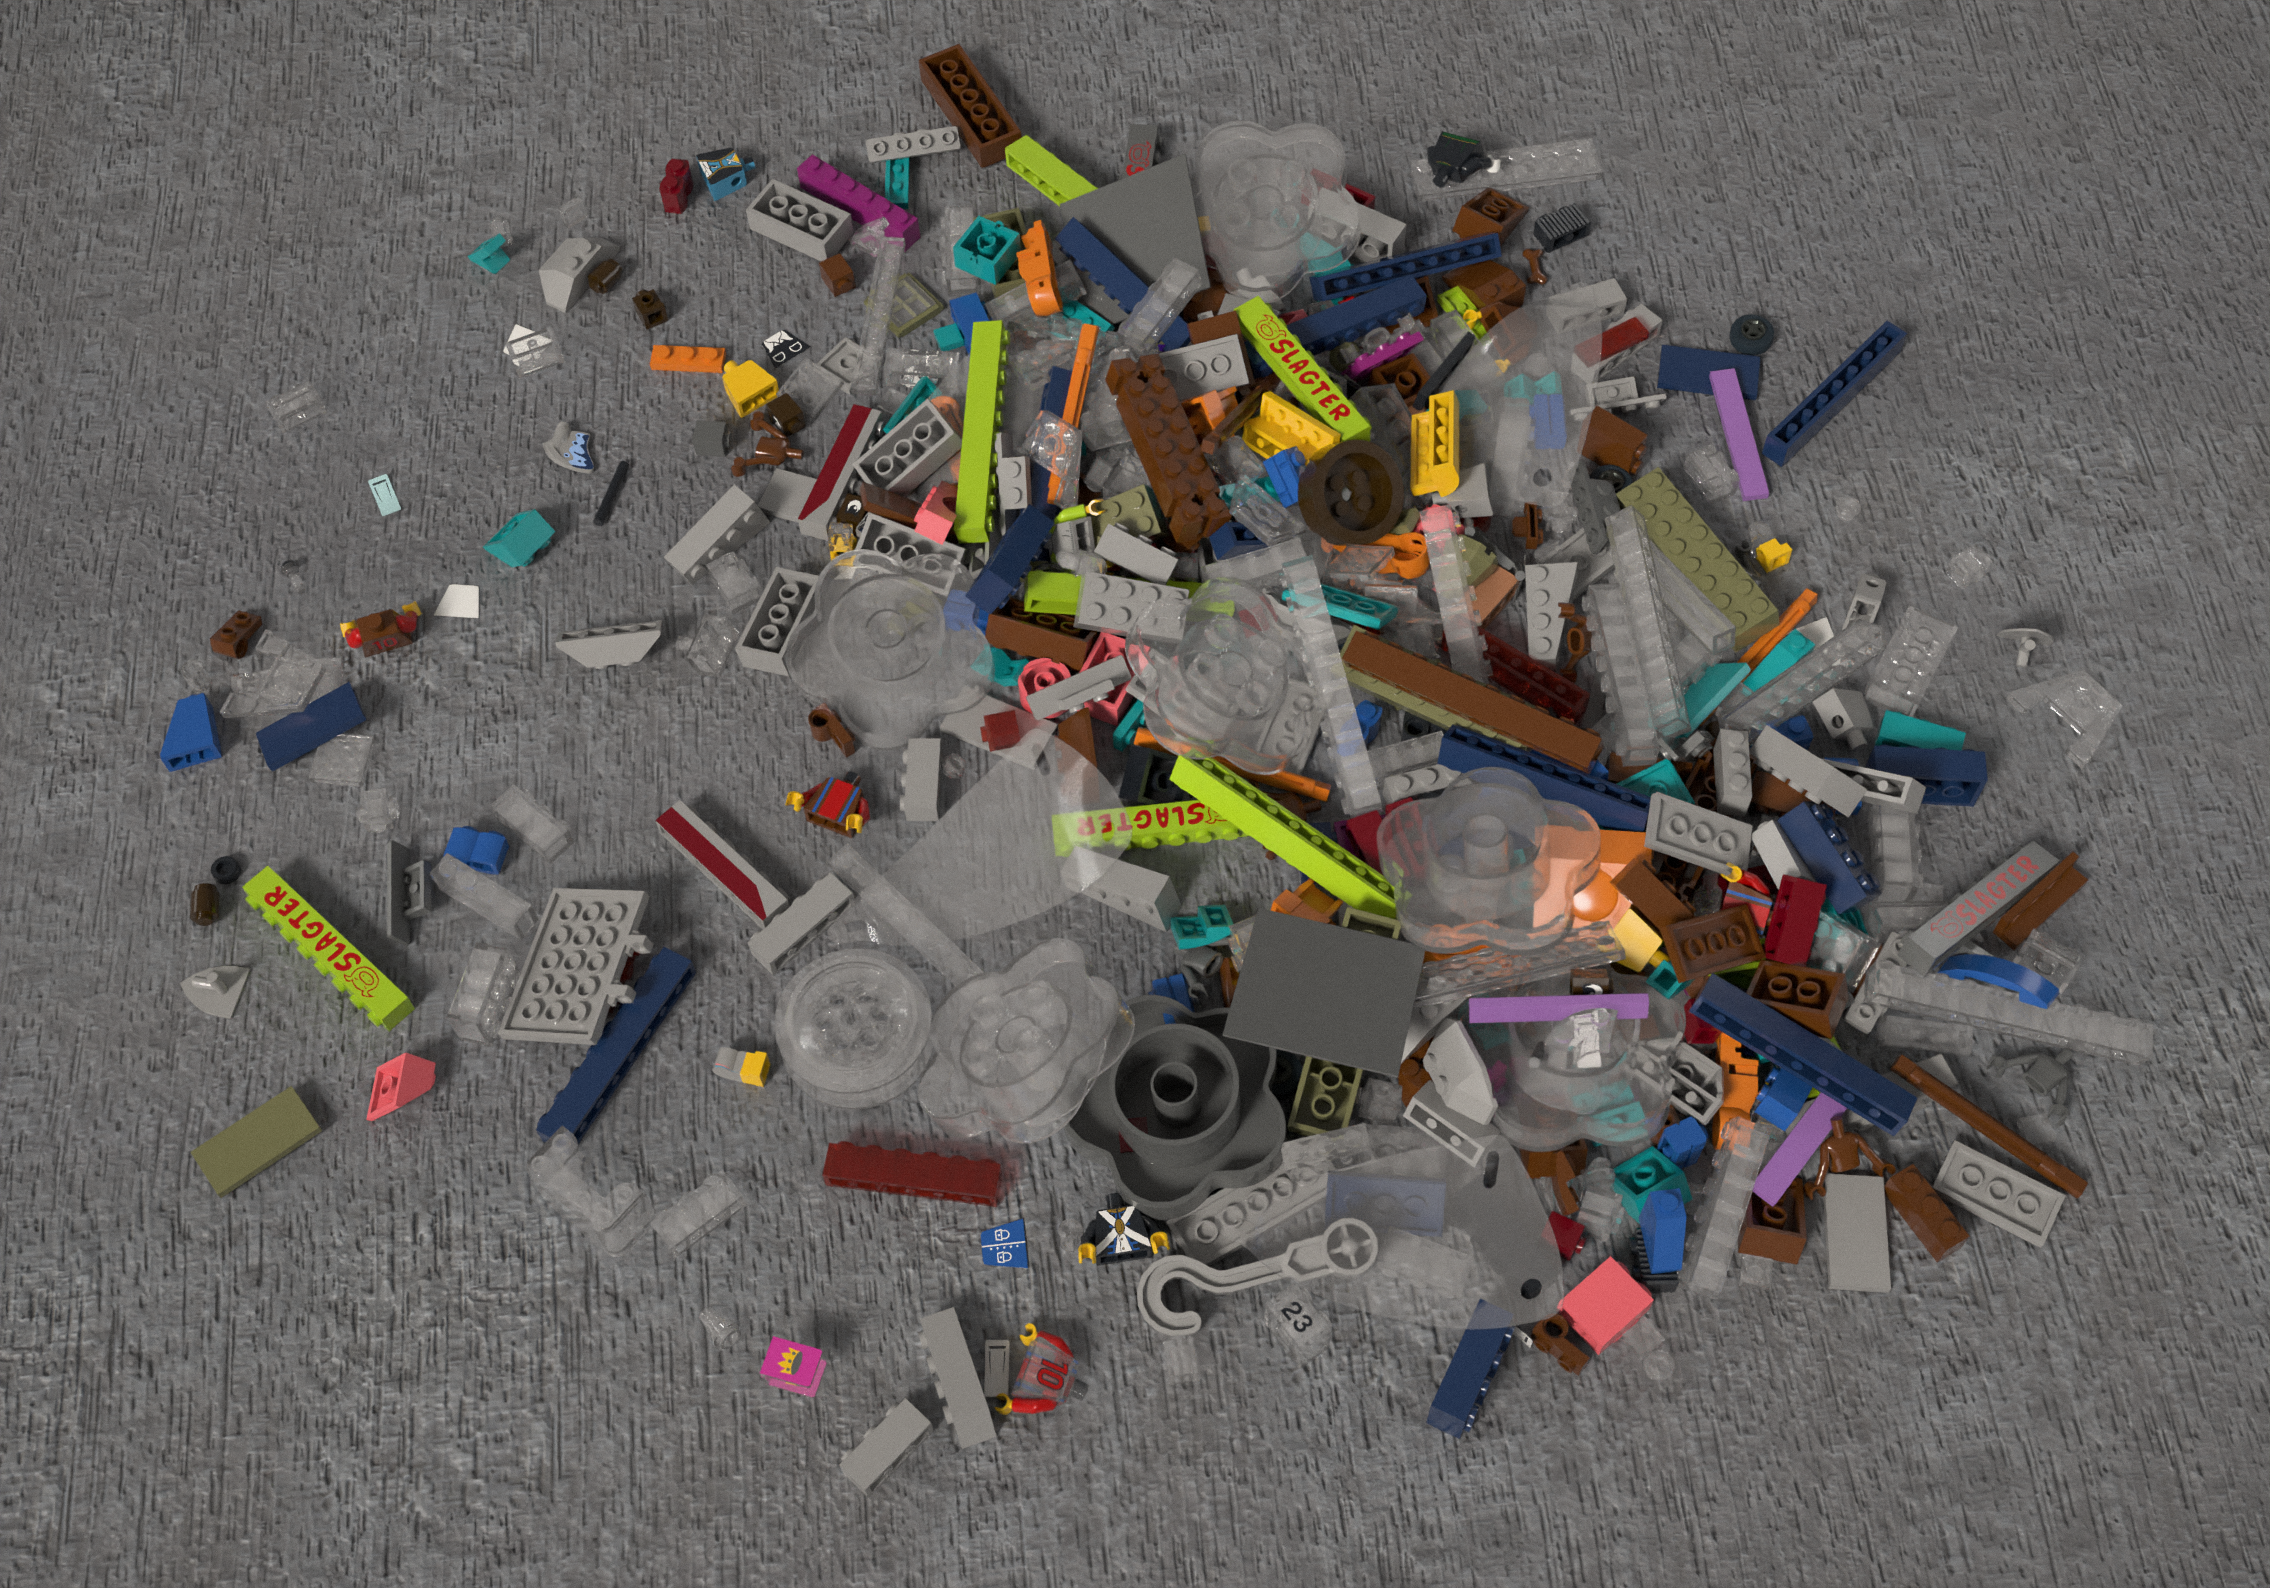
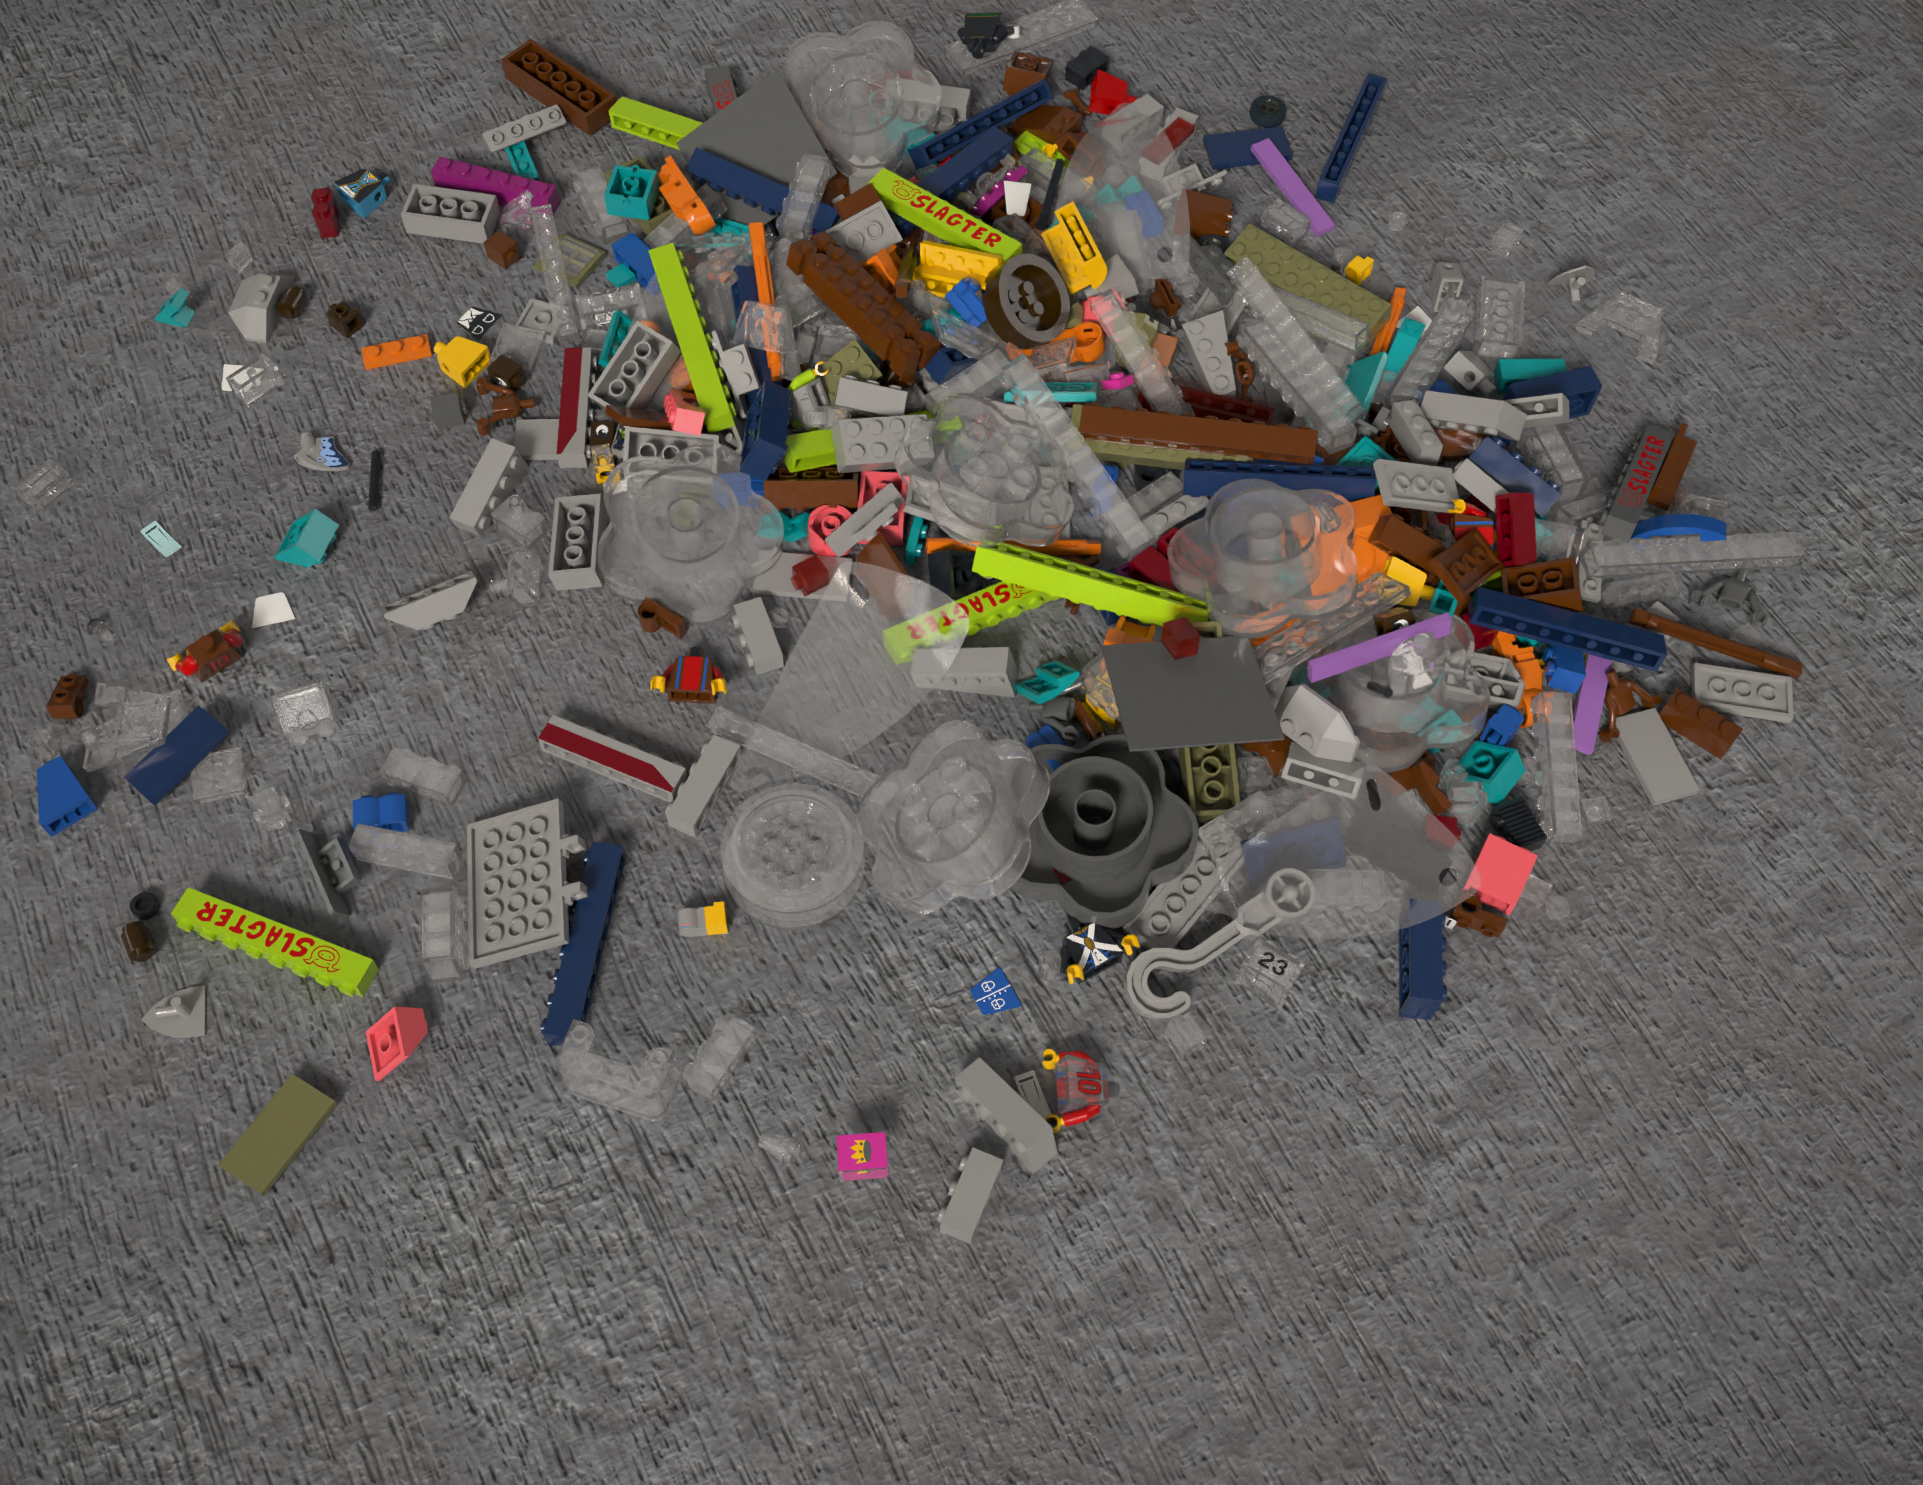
camera: 25 degrees left, 0 degrees up
(445, 723) = (306, 713): none -> clear slope
(912, 1173) = (893, 960): clear red brick -> none
(1343, 927) = (1180, 638): none -> clear red brick
(1400, 366) = (1016, 197): none -> white sticker
(1421, 611) = (1117, 381): none -> dark pink plate
(1562, 841) = (1329, 519): none -> clear piece
(1571, 266) = (1108, 93): none -> red torso
(1664, 1230) = (1524, 797): blue slope -> none
(1775, 1230) = (1601, 772): reddish brown slope -> none

